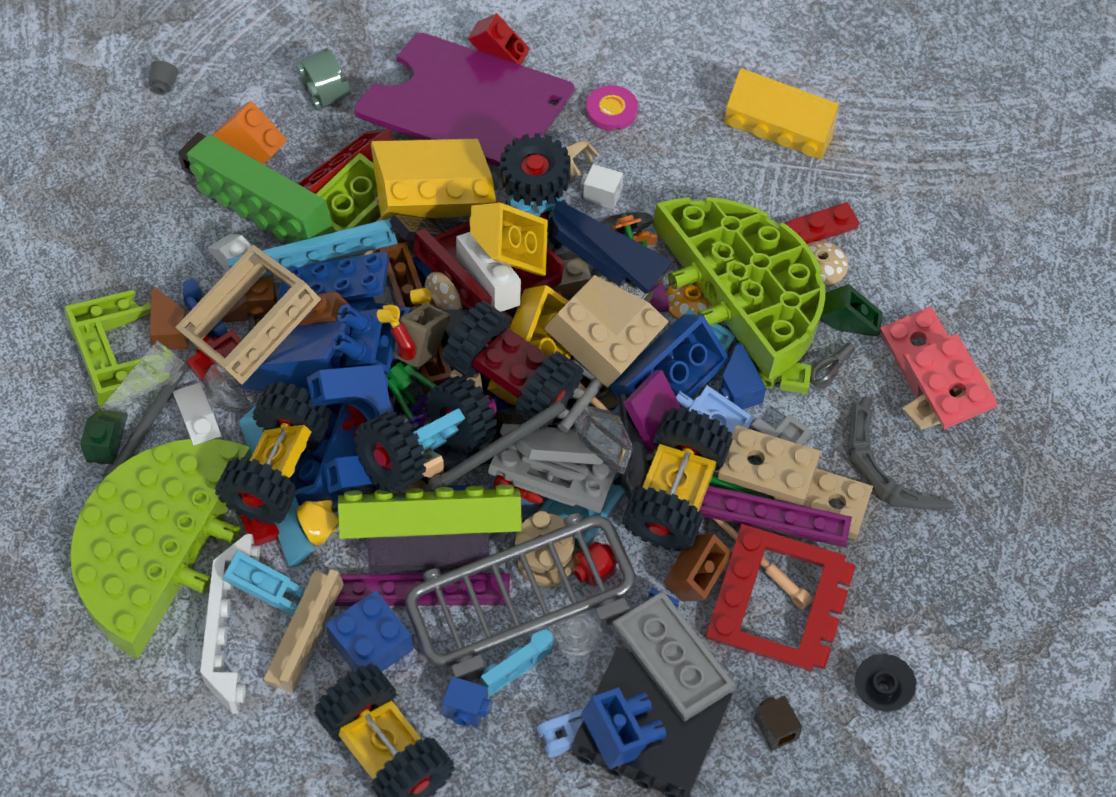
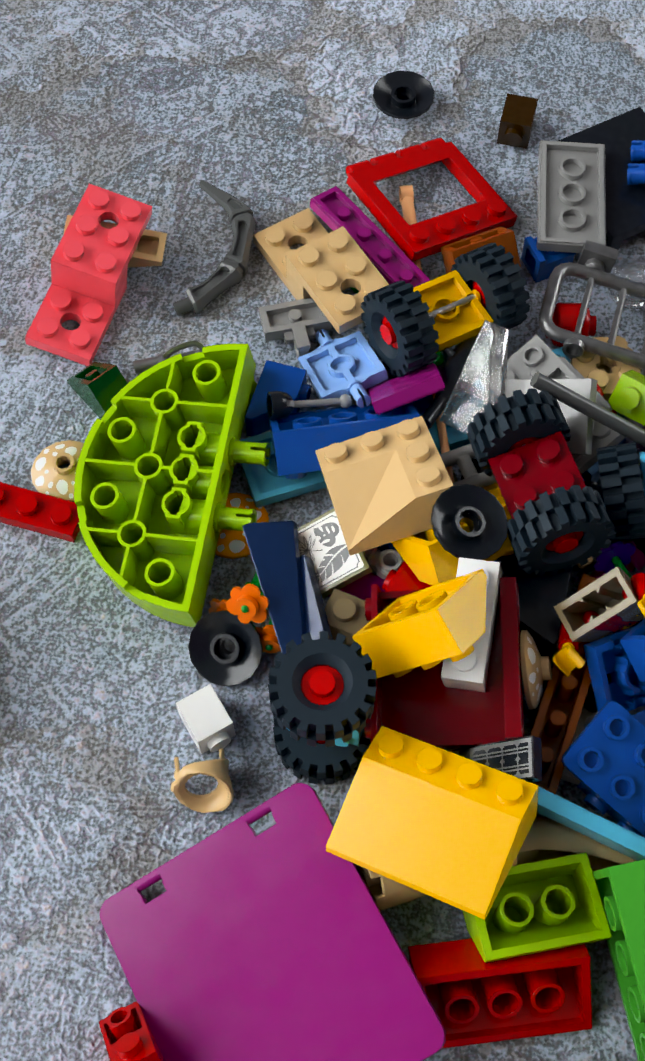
camera: 140 degrees left, 5 degrees up
(525, 296) = (476, 509): none -> black dish
(612, 107) = (88, 834): dark pink tile -> none
(723, 356) = (281, 405): none -> hinge

